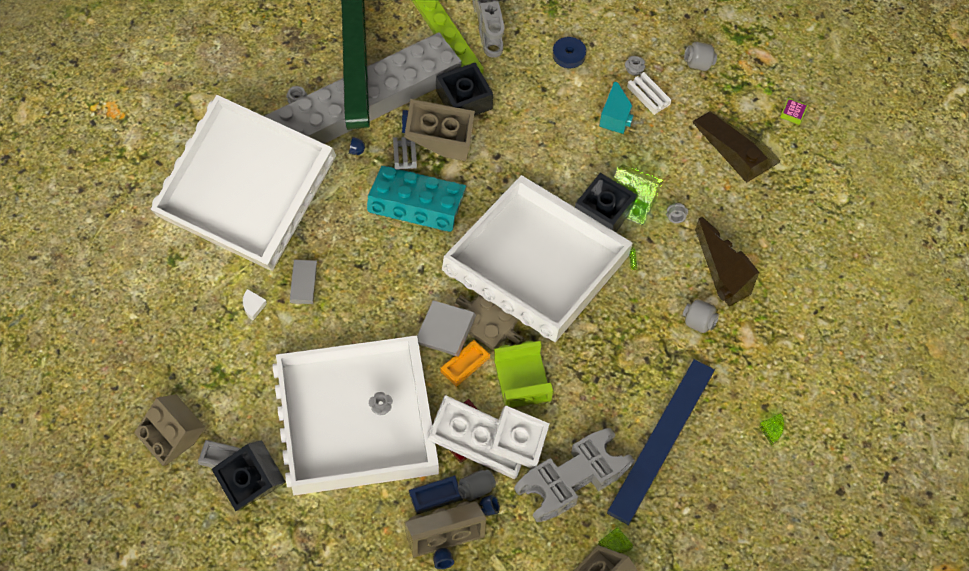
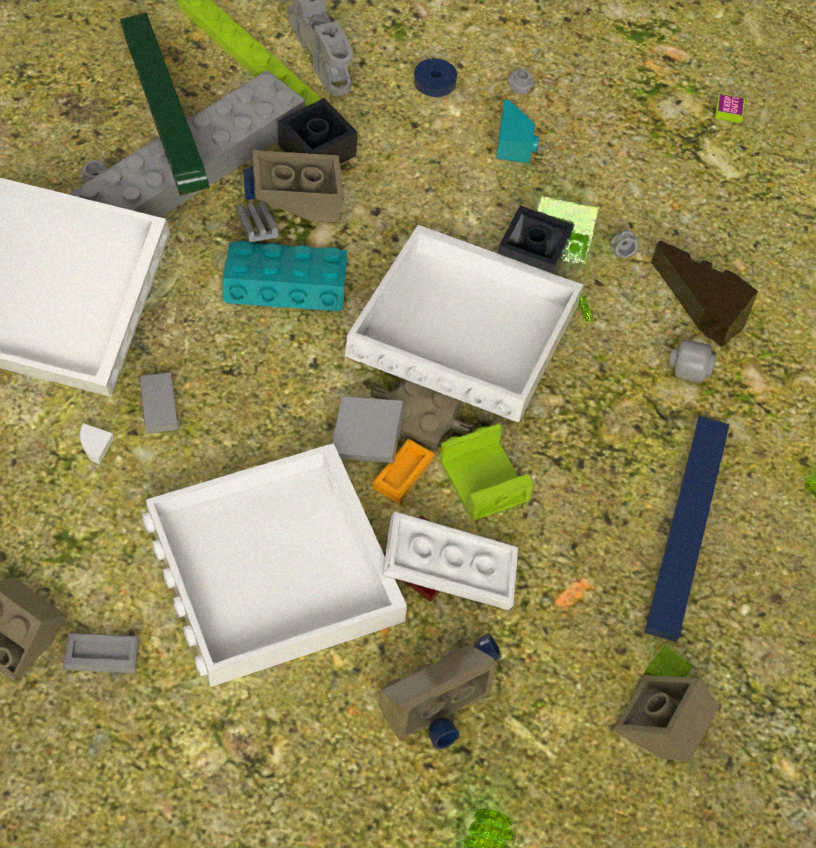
camera: 15 degrees left, 5 degrees down
(248, 475) = (142, 668): black slope -> none
(357, 146) = (190, 223): dark blue hinge -> none
(376, 407) = (307, 546): light grey plate -> none
(435, 495) = (409, 649): dark blue tile -> none
(476, 485) = (463, 625): dark grey brick -> none
(519, 437) = (505, 551): white plate -> none
(560, 483) = (574, 603): light grey piece -> none
(652, 92) = (551, 108): white tile -> none
(700, 56) = (599, 59): light grey head -> none
(738, 148) = (676, 159): dark brown wedge -> none

